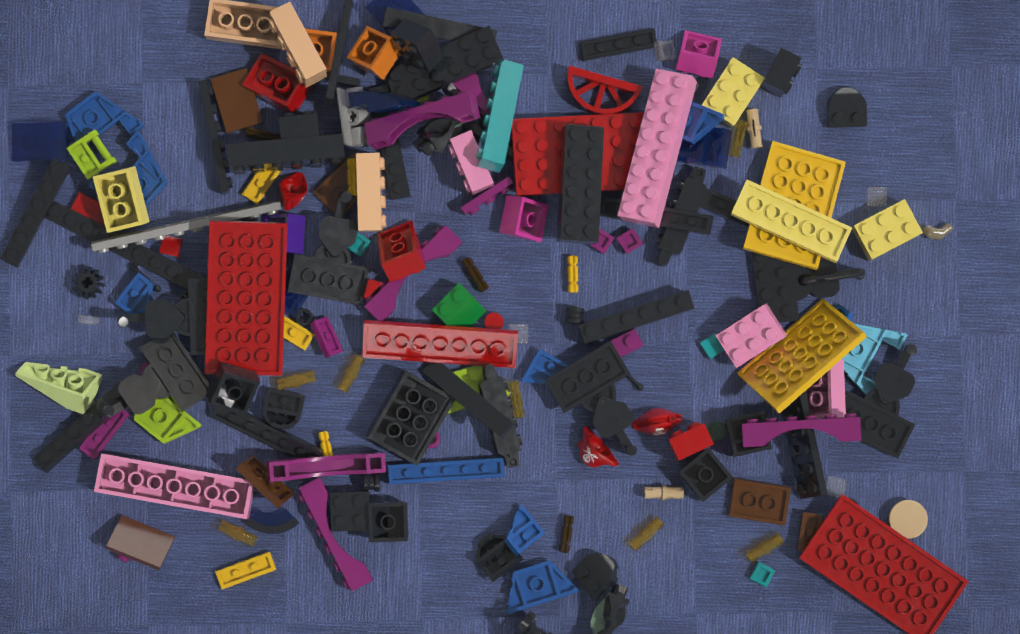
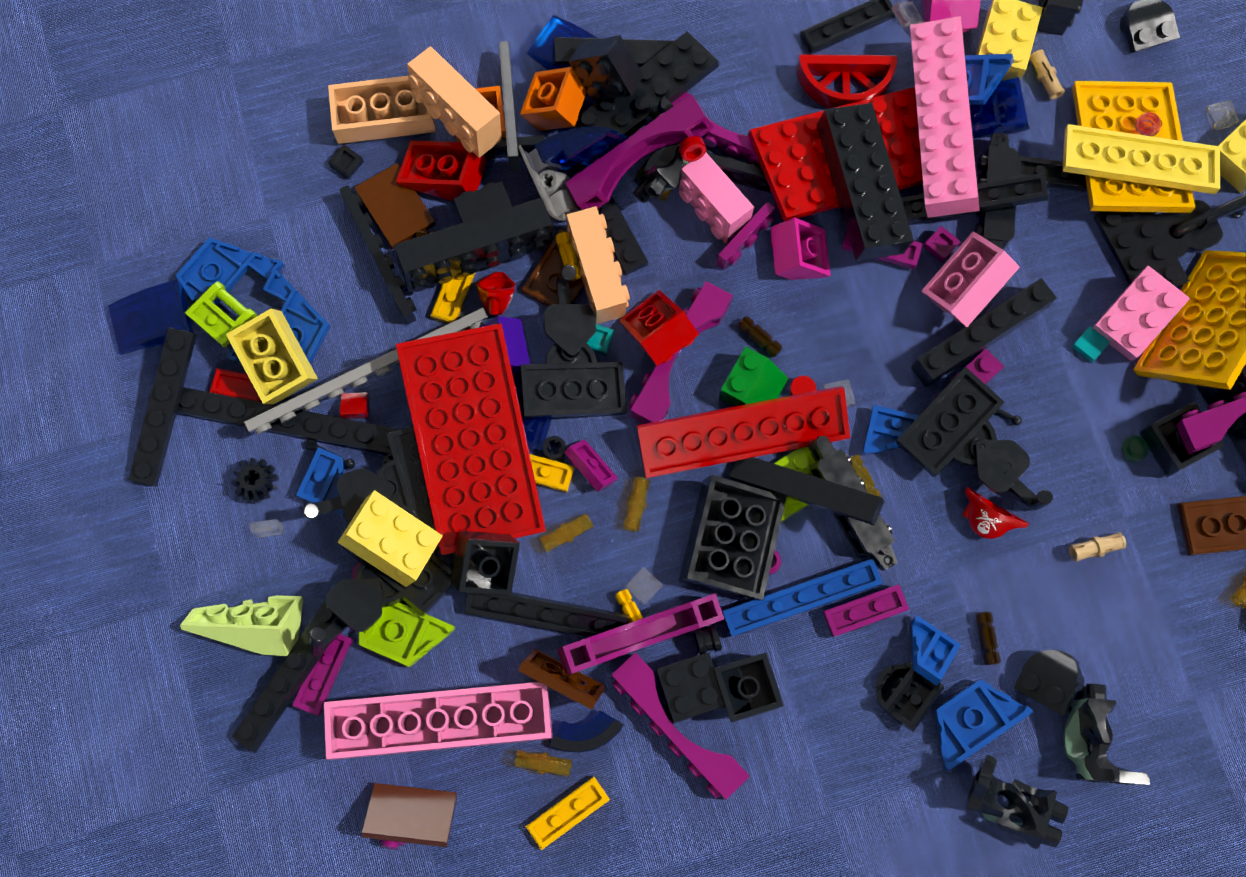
camera: 15 degrees left, 10 degrees down
(172, 355) = (390, 539): none -> light yellow brick
(209, 55) = (346, 161): none -> black tile
(283, 408) = (559, 574): black slope -> none
(339, 432) = (644, 586): none -> clear tile
(371, 287) = (632, 385): red slope -> none
(460, 128) = (692, 148): none -> red tile
(487, 492) = (865, 611): none -> magenta plate
(500, 115) = (735, 129): teal brick -> none
(572, 260) = (883, 303): yellow axle -> none
(574, 315) = (904, 351): black wheel -> none
(634, 278) = (970, 278): none -> bright pink brick
(646, 533) = (1093, 608): clear yellow pin -> none
(657, 421) = (1054, 458): red hat -> none
(689, 442) = (1111, 467): red brick -> none
(705, 474) = (1146, 506): black brick -> none
(738, 138) = (1031, 92): clear yellow axle -> none
(813, 190) = (1148, 124): none -> plate

